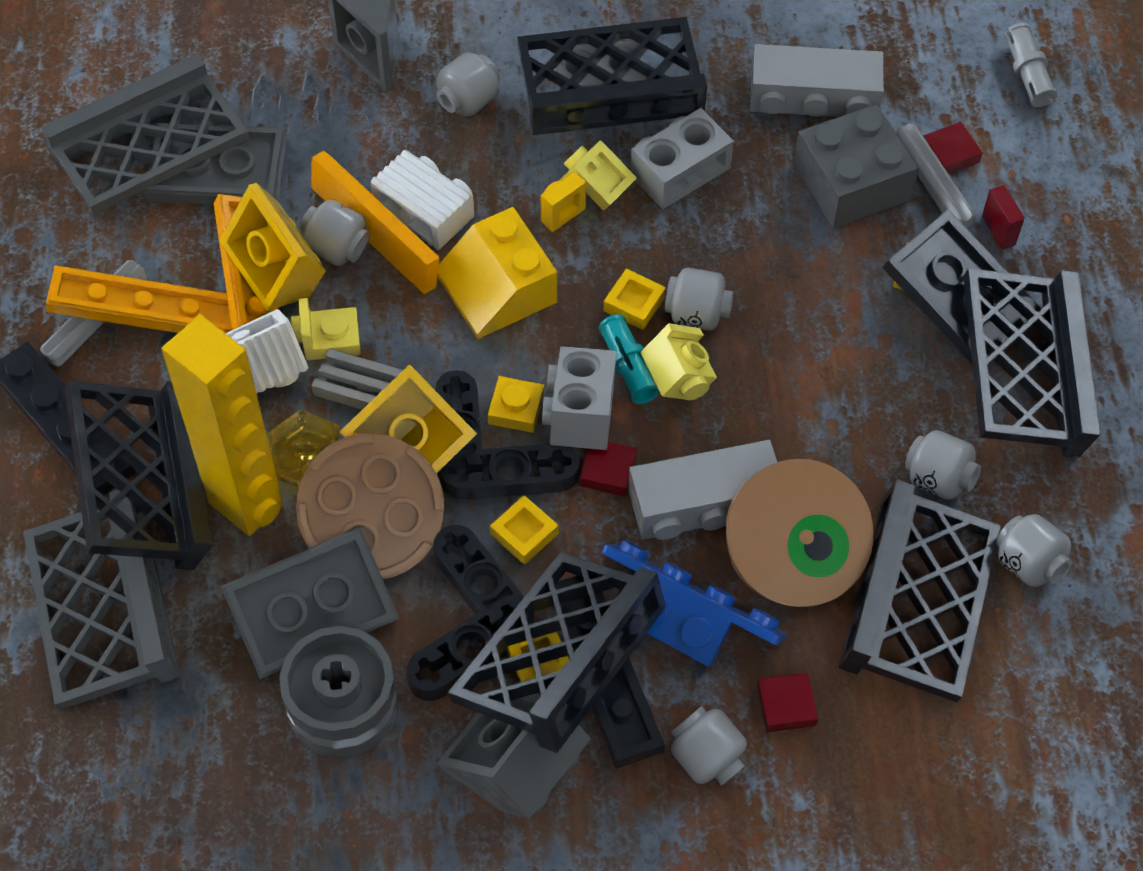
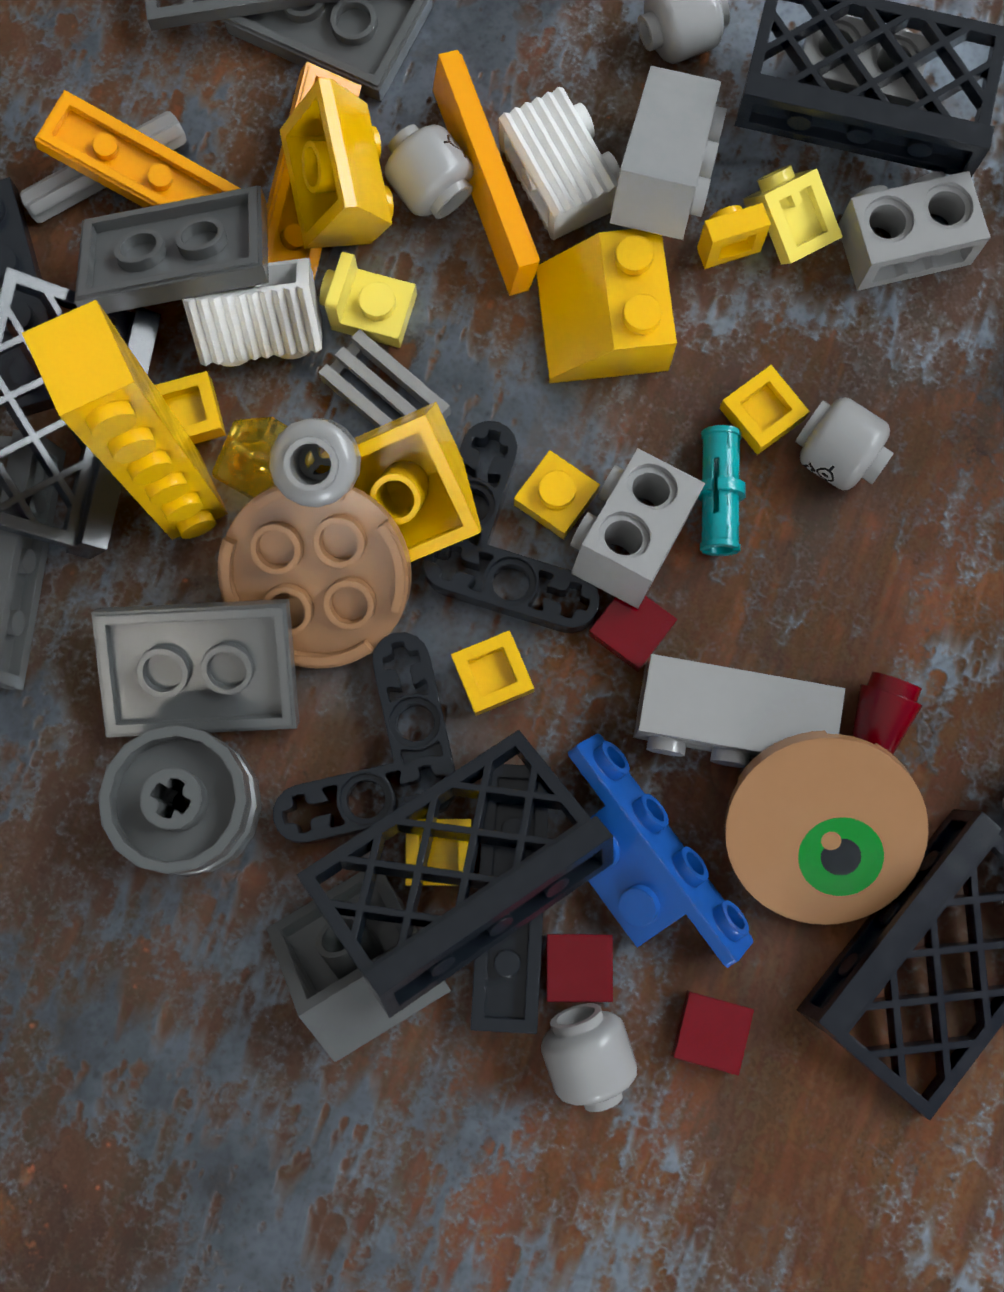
camera: 25 degrees right, 20 degrees up
(138, 351) = (174, 251): none -> dark grey tile
(346, 399) = (291, 466): none -> light grey head
(498, 162) = (669, 153): none -> light grey brick
(673, 696) = (579, 967): none -> dark red tile
(679, 362) = (779, 528): light yellow brick -> none
(805, 441) = (885, 710): none -> dark red cone

